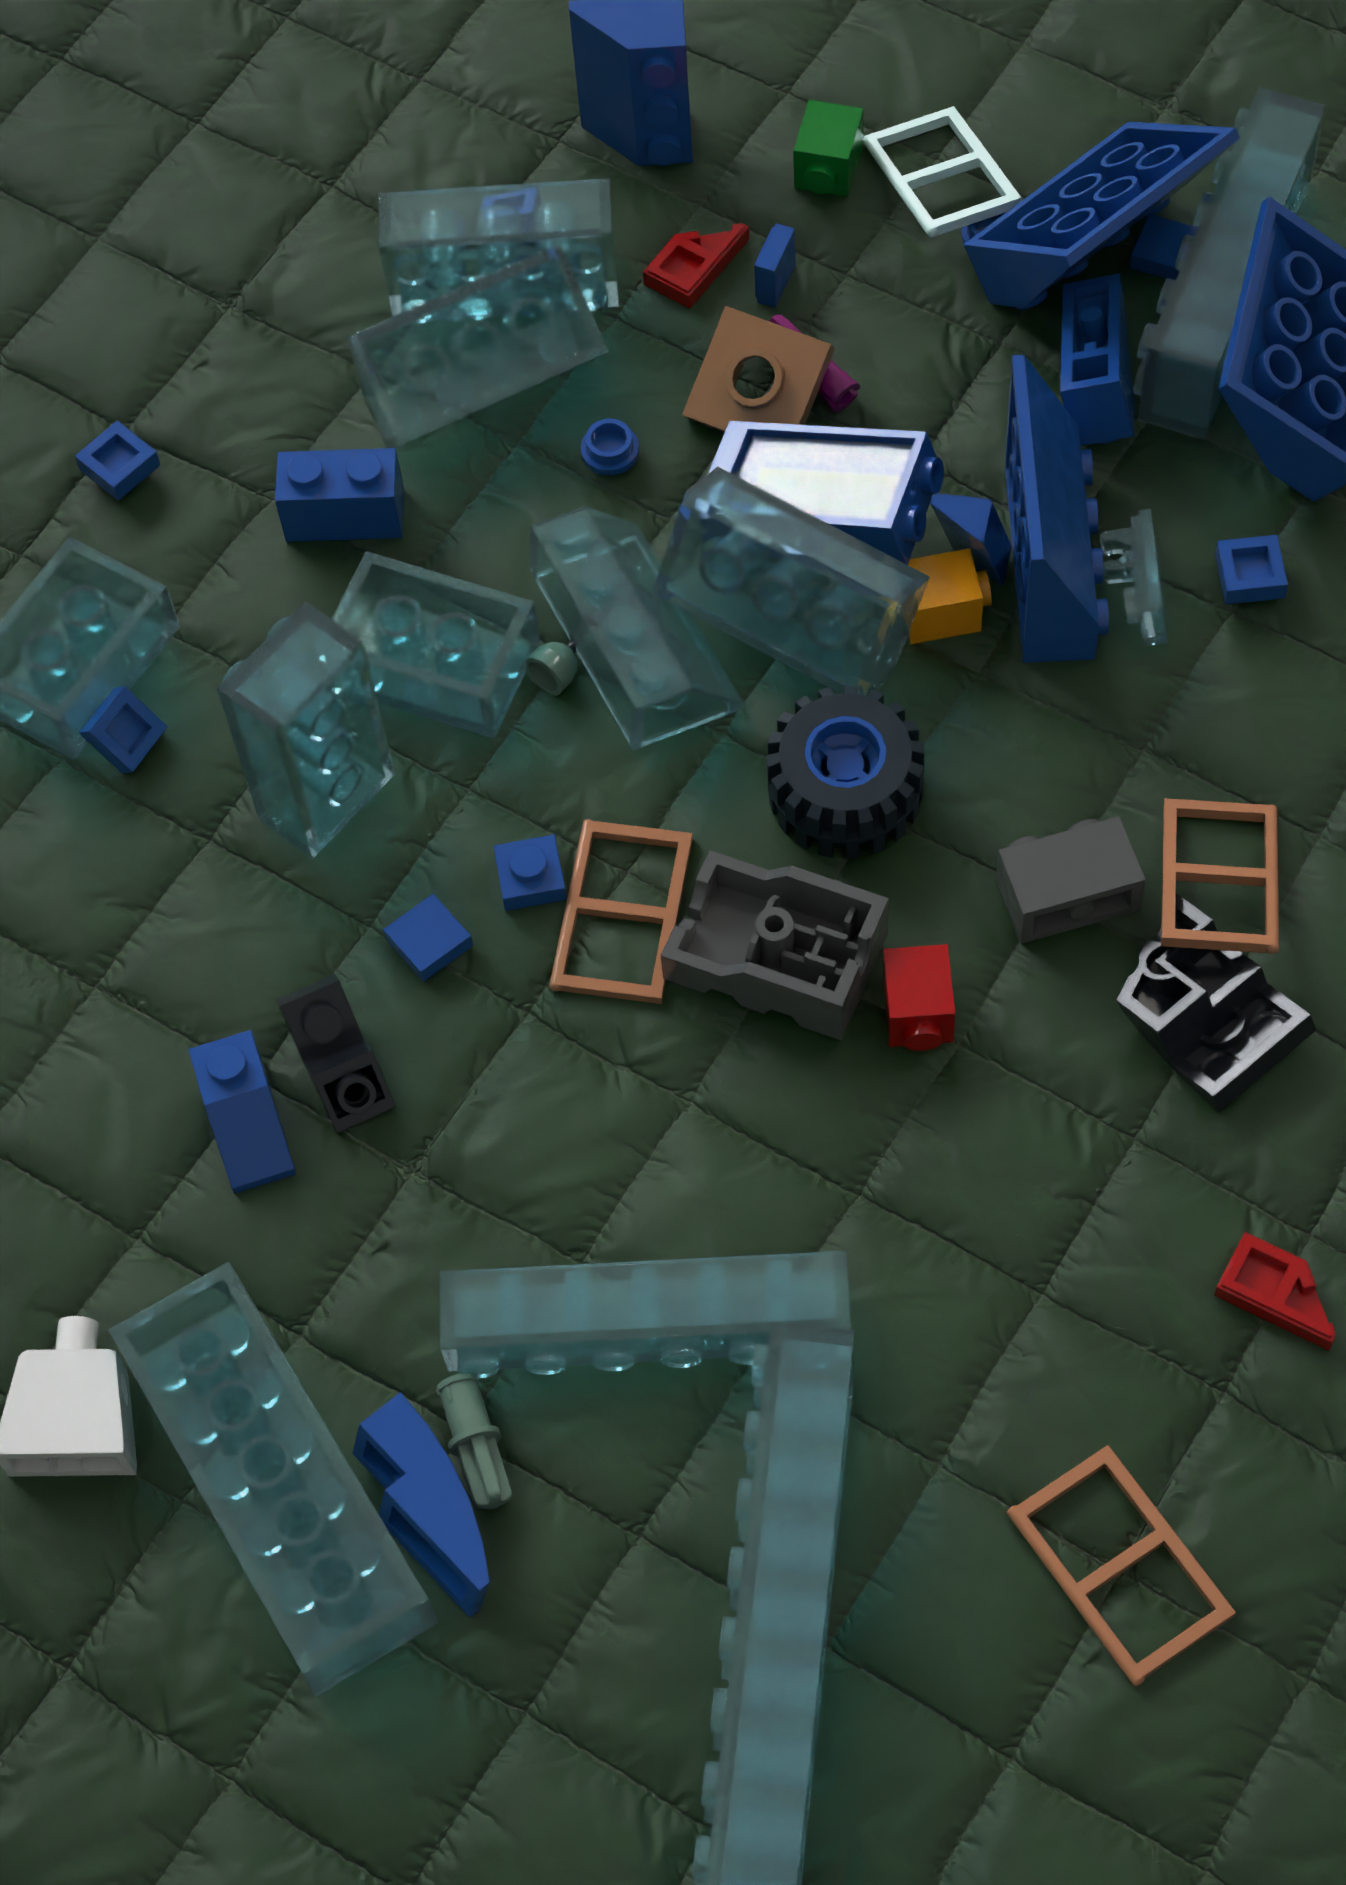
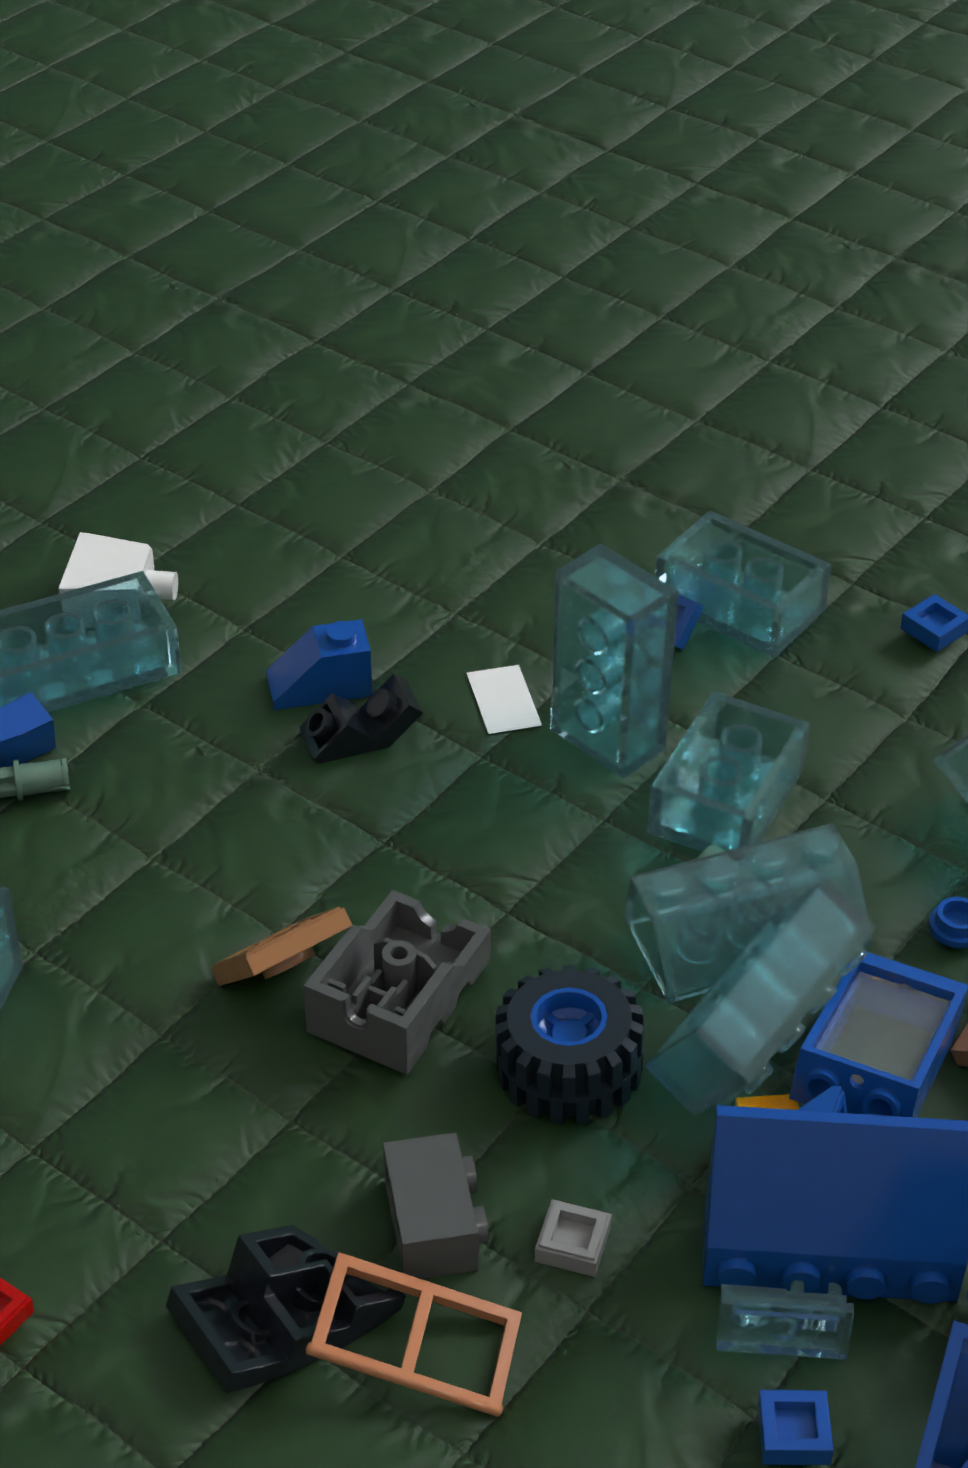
camera: 90 degrees right, 20 degrees down
(261, 913) = (503, 699): none -> white sticker
(340, 494) = (894, 739): blue brick -> none
(428, 937) = (459, 782): blue tile -> none
(529, 872) = (511, 845): blue plate -> none
(620, 910) = (476, 877): nougat window -> none
(634, 1311) = (81, 883): clear light blue brick -> none
(723, 1068) = (282, 948): none -> medium nougat piece
(918, 996) = (327, 1077): red brick -> none
(1068, 764) = (573, 1238): none -> light grey tile

